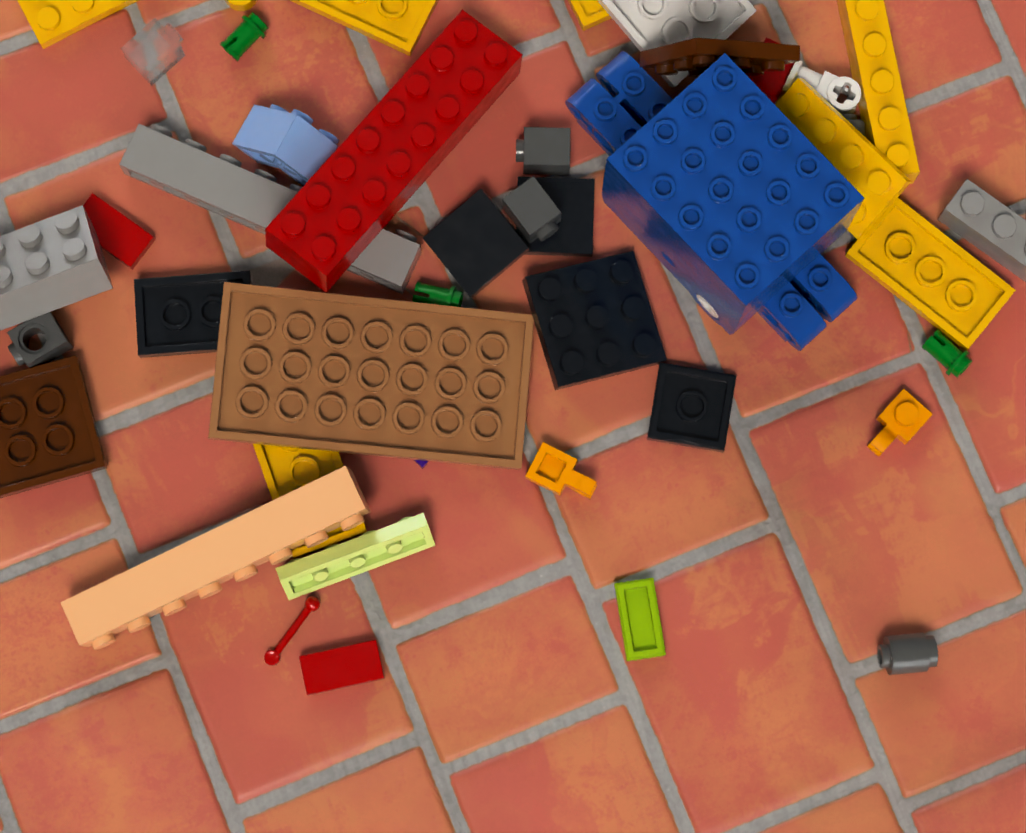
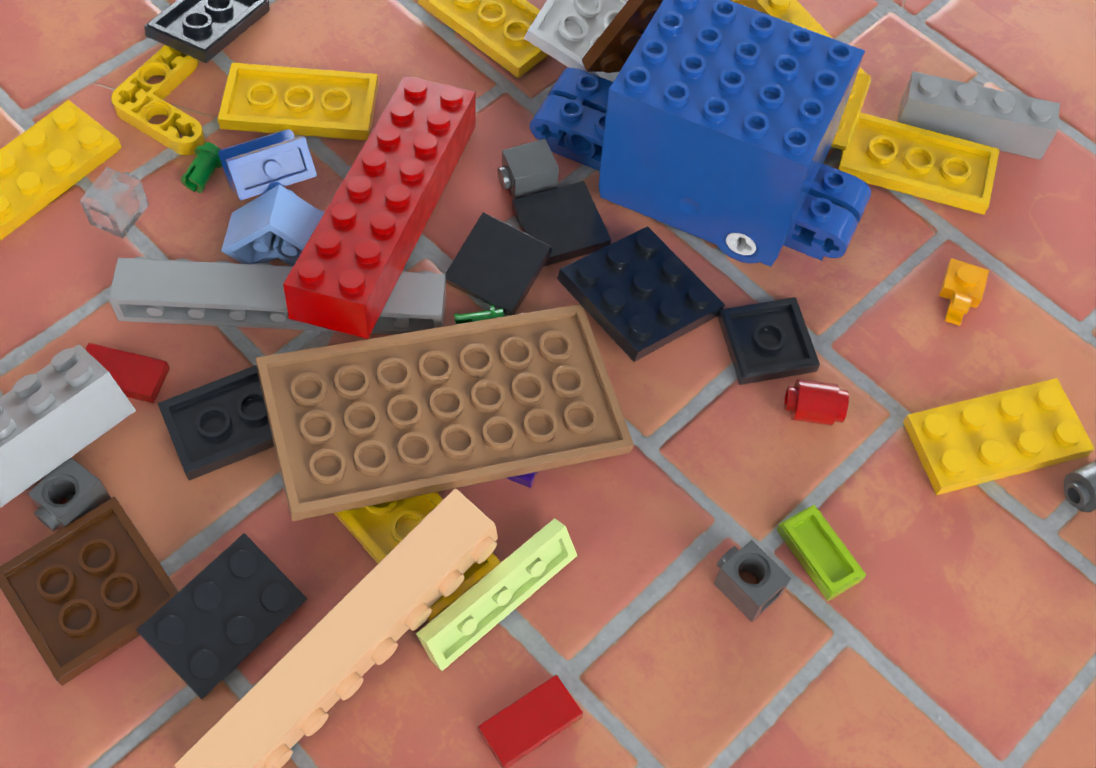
camera: 25 degrees left, 20 degrees down
(132, 491) = (221, 615): none -> black plate
(273, 657) = (447, 740): red hinge -> none
(299, 68) = (266, 162): none -> panel
(532, 211) = (541, 213): dark grey brick -> none
(555, 470) = (667, 438): light orange plate -> none
(565, 640) = (750, 598): none -> dark grey brick
(700, 487) = (816, 402): none -> red brick
(850, 575) = (997, 436): none -> yellow plate
(947, 354) = (971, 219): green pin -> none

